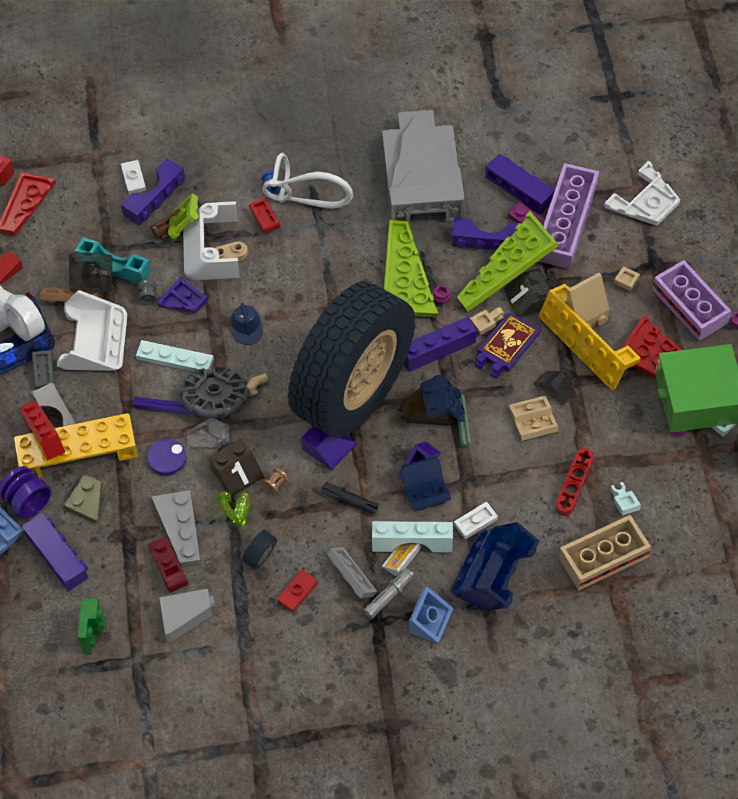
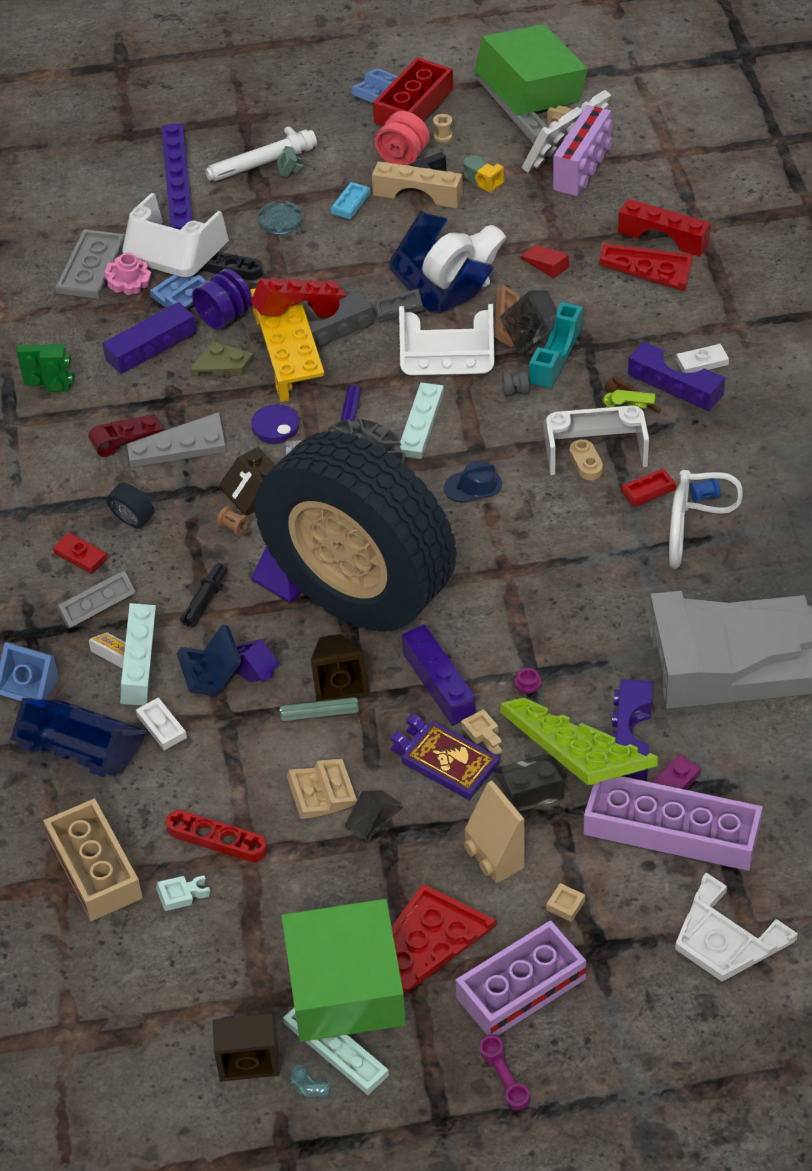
camera: 90 degrees right, 10 degrees down
(183, 297) = (510, 418): dark purple wing -> none
(185, 611) = (58, 450): light grey slope -> none
(241, 510) = (199, 494): clear neon green plant -> none
(395, 587) = (71, 642): light grey pin -> none
(405, 271) = (552, 639): lime wing -> none
(441, 398) = (331, 669): dark blue bracket -> none
(519, 183) = (738, 761): dark purple brick -> none
(584, 341) = (398, 873): yellow bracket -> none

